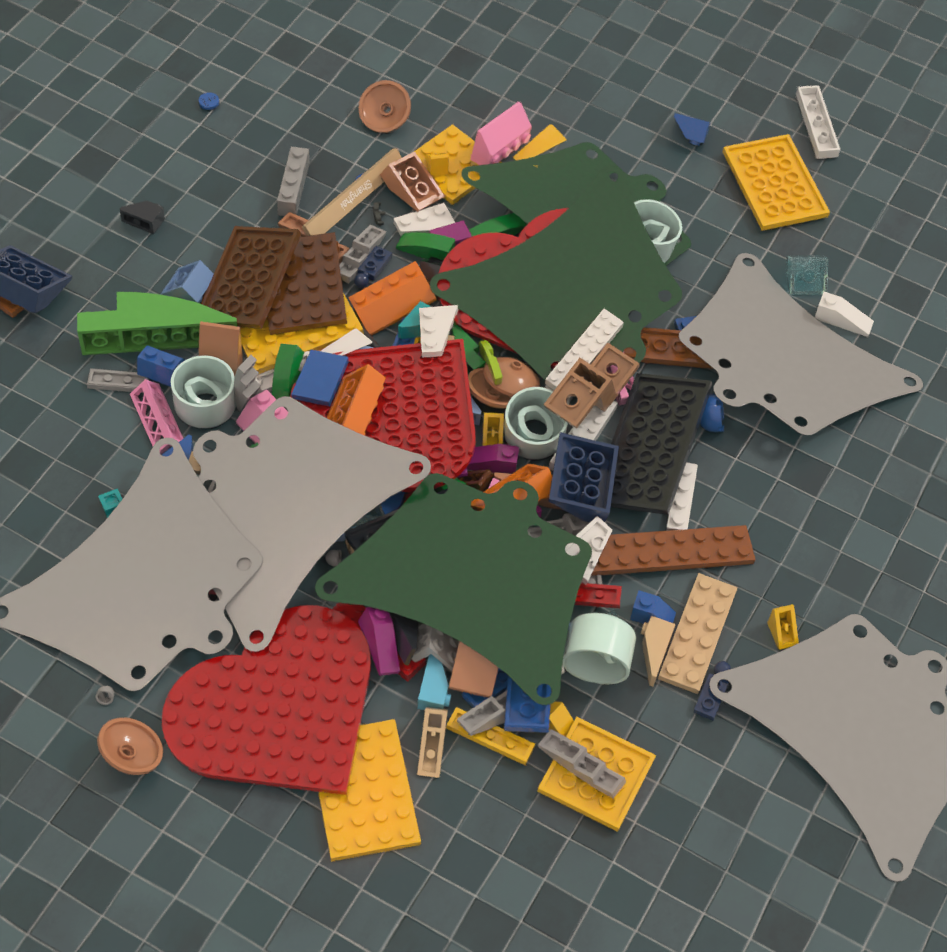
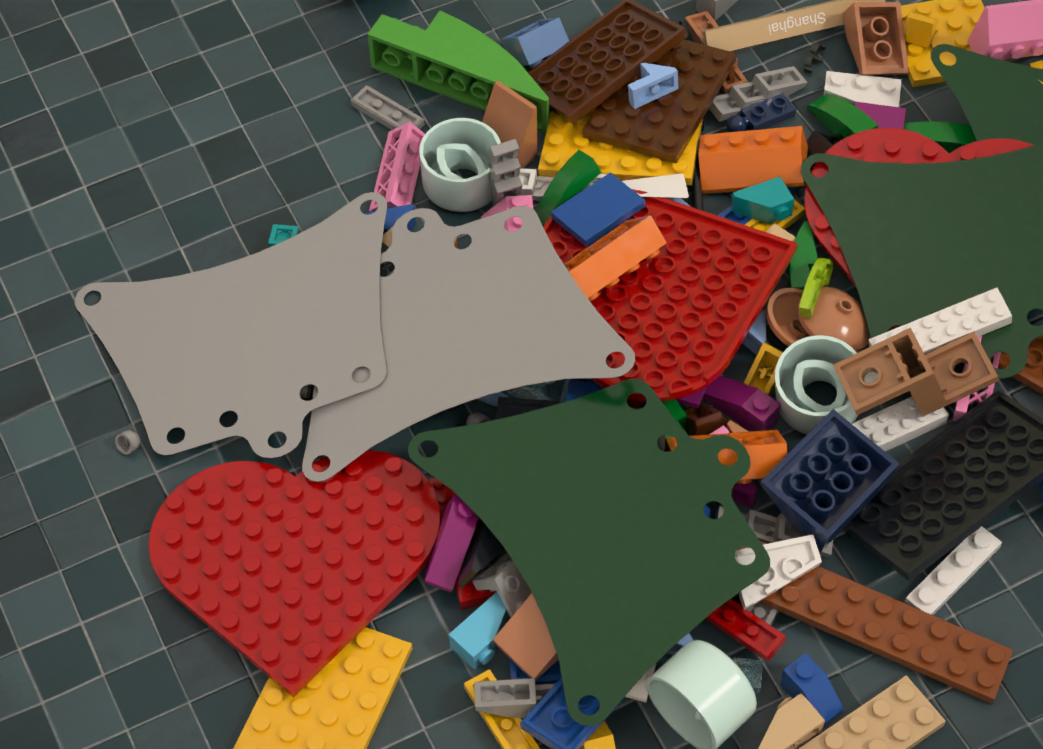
camera: 40 degrees right, 0 degrees up
(130, 746) = (112, 498): nougat dish -> none
(157, 364) = (435, 105): blue slope -> none
(299, 276) = (654, 83): none -> light blue slope
(432, 742) = (435, 692): tan slope -> none
(435, 328) = (771, 214): white wing -> none

